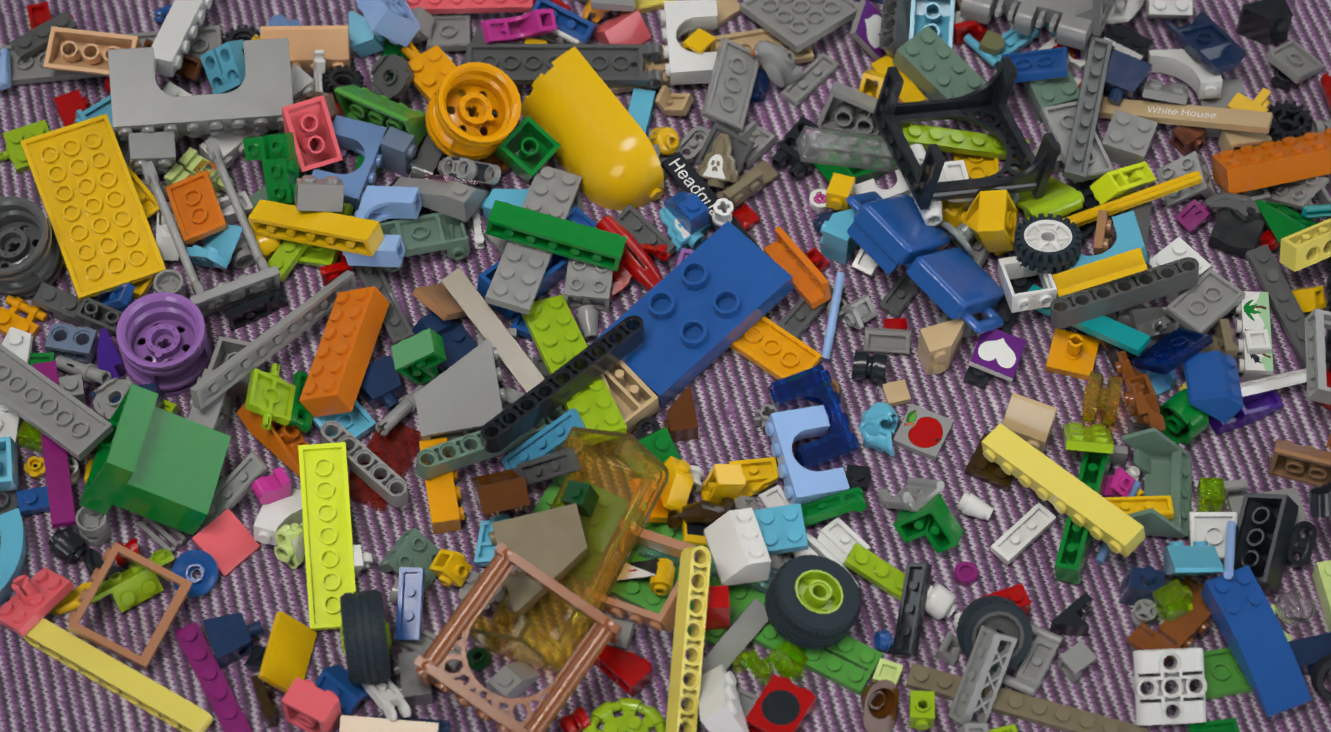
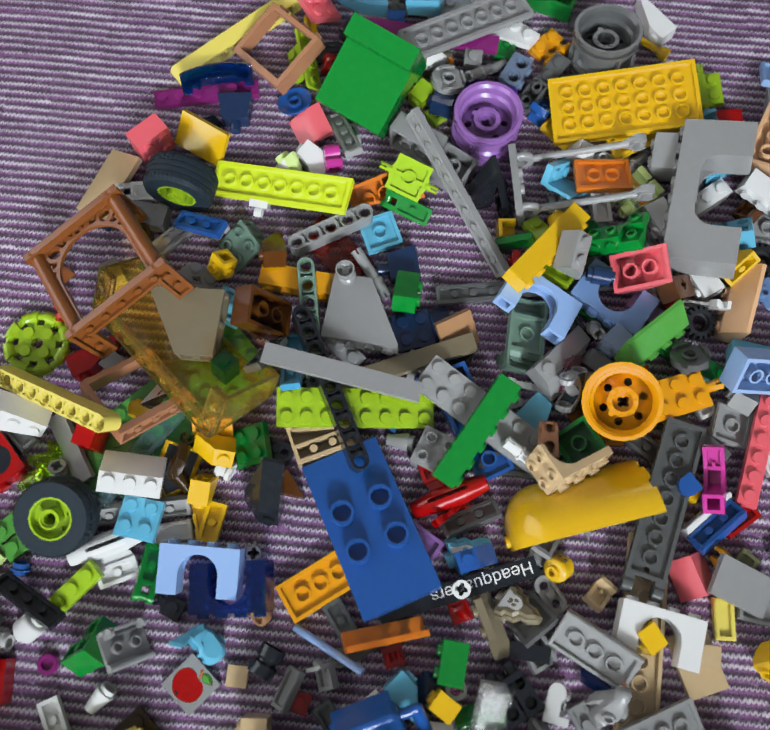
camera: 110 degrees right, 15 degrees up
(169, 281) = (538, 142): light grey wheel -> none
(186, 674) = (216, 74): none -> clear blue windscreen
(248, 313) = (484, 184): none -> black wedge
(268, 709) = (171, 117): dark brown plate -> none
(295, 294) = (505, 227): none -> yellow panel
(307, 274) = (515, 241): none -> green tile
(330, 166) = (600, 275): none -> dark blue brick
(344, 352) = (432, 242): orange brick -> none
(387, 175) = (594, 329): none -> light grey pin
(414, 511) = (273, 251): none -> reddish brown slope
(417, 411) = (347, 268): none -> light grey wheel
(534, 45) = (688, 485): none -> blue tile
(539, 172) = (548, 436): none -> nougat leg
(545, 369) = (341, 372): none -> light grey tile
(561, 194) = (516, 449): none -> white axle
(576, 148) = (557, 475): none -> tan bracket
(642, 107) = (594, 557): medium azure beam -> none
(704, 412) = (266, 491): none -> black wedge
(759, 151) = (534, 653): none -> black sticker
(768, 645) = (55, 464): none -> light grey bush
(790, 111) = (555, 705): none -> white leg
(795, 198) = (452, 663): none -> green brick

